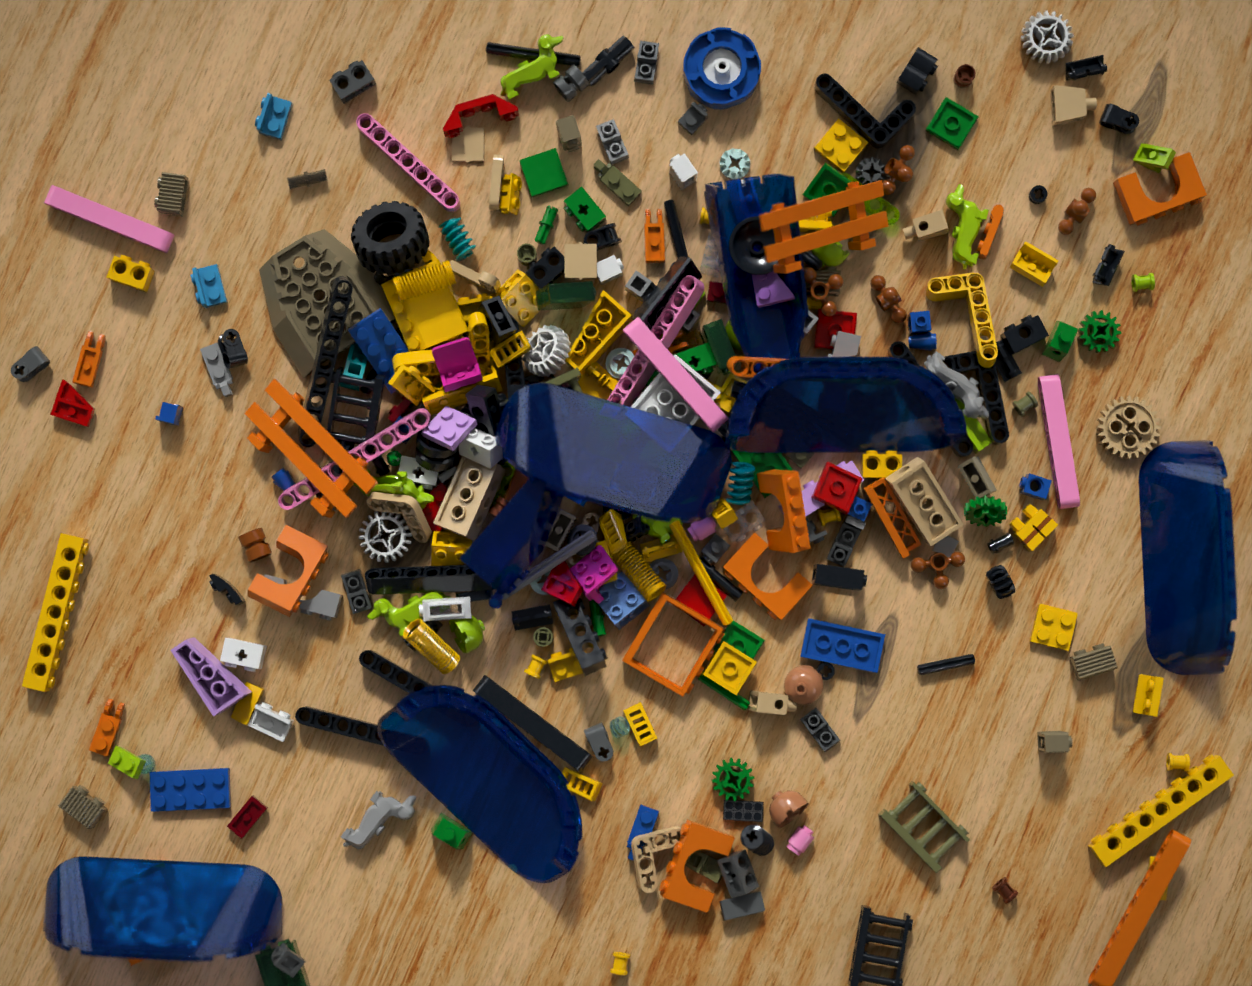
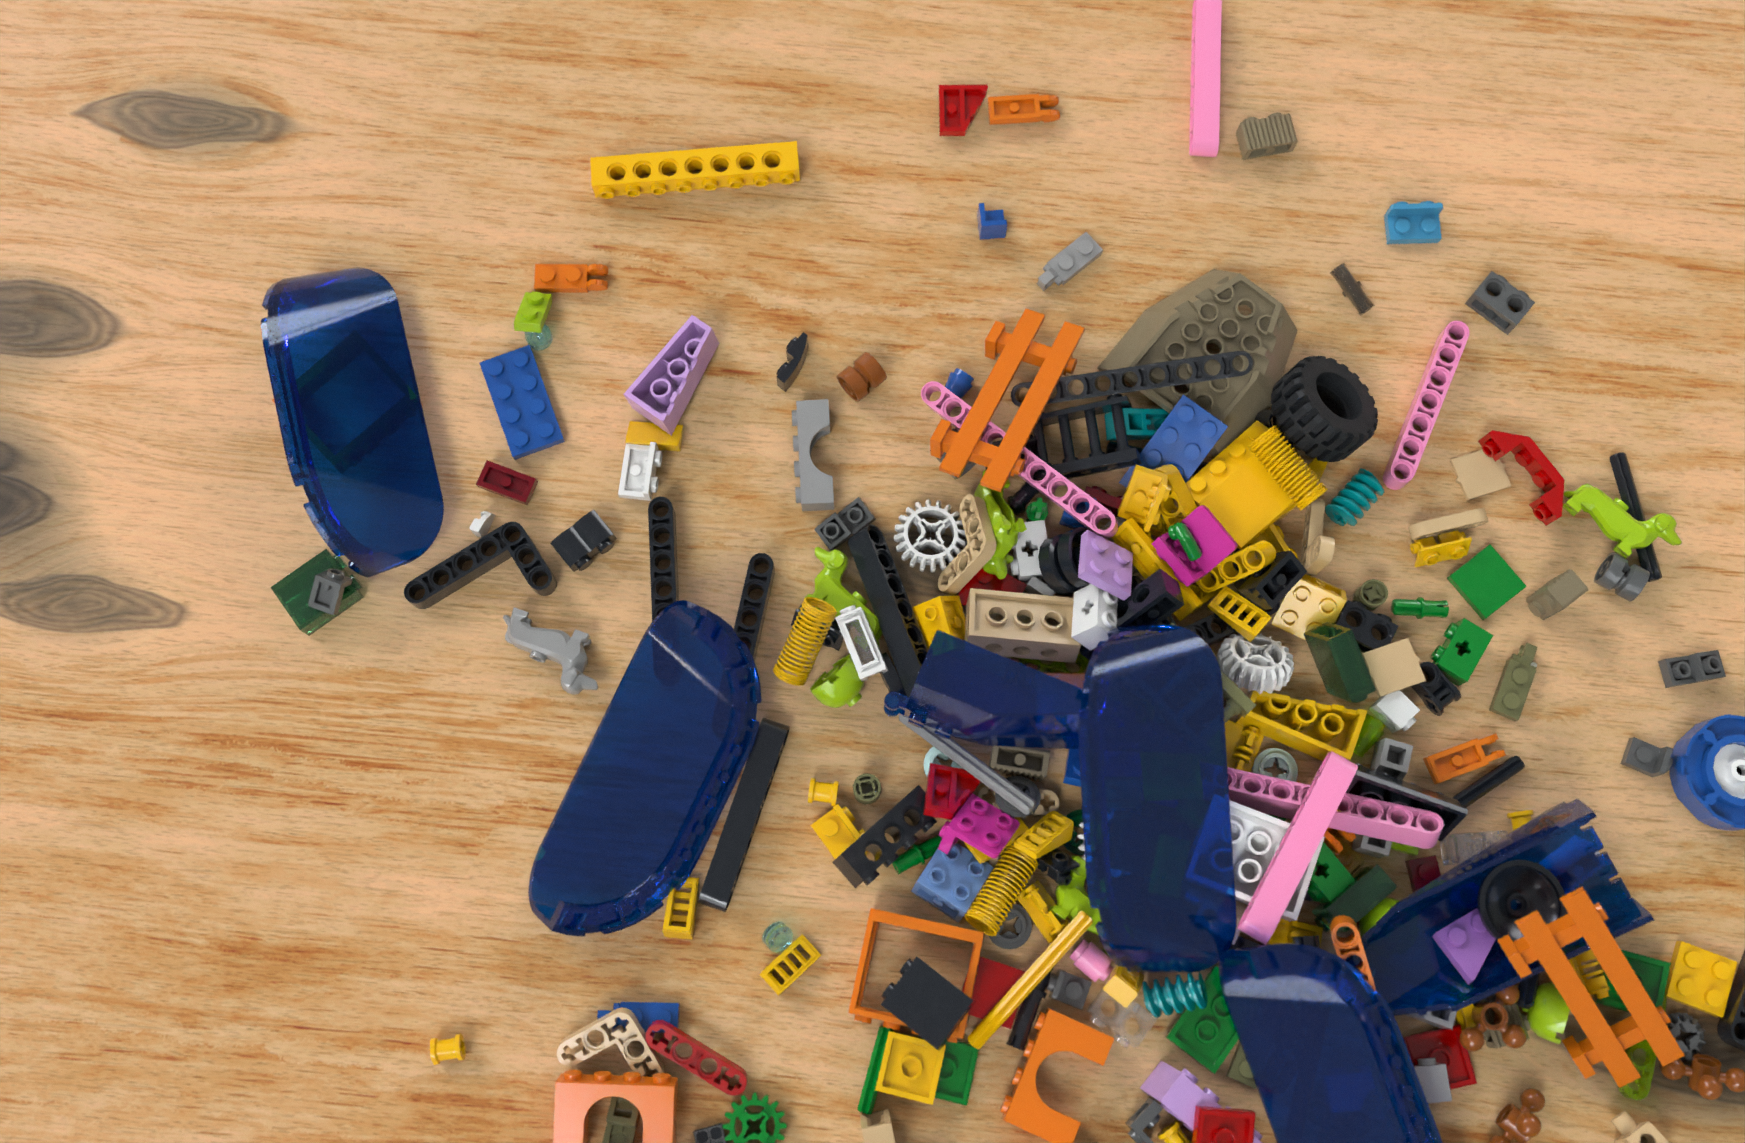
camera: 70 degrees right, 10 degrees down
(31, 363) = (992, 45): dark grey piece -> none
(83, 806) = (461, 280): dark tan brick -> none
(129, 277) = (1144, 120): yellow brick -> none
(209, 286) = (1168, 216): dark azure bracket -> none
(232, 350) = (1098, 270): black piece -> none
(254, 652) = (716, 393): white brick -> none
(272, 843) = (481, 526): none -> white tile
(286, 597) = (808, 434): orange arch -> none
(300, 850) = (481, 565): none -> black beam
(308, 775) = (584, 541): none -> black brick
(445, 369) = (1181, 532): none -> green arm
(451, 832) = (562, 752): green torso -> none
(532, 617) = (888, 765): black hinge -> none
(599, 738) = (751, 911): dark grey piece -> none
(608, 60) = (1673, 616): black piece -> none
(612, 141) = (1566, 658): light grey slope -> none
(618, 293) = (1370, 733): none -> clear neon green cone
(679, 804) = (699, 1053): none -> red beam
(682, 171) = (1572, 765): white brick -> none
(693, 644) = (926, 1002): none -> black panel
(734, 172) = (1622, 833): light aqua gear -> none
(787, 488) = (1194, 1068): orange arch -> none

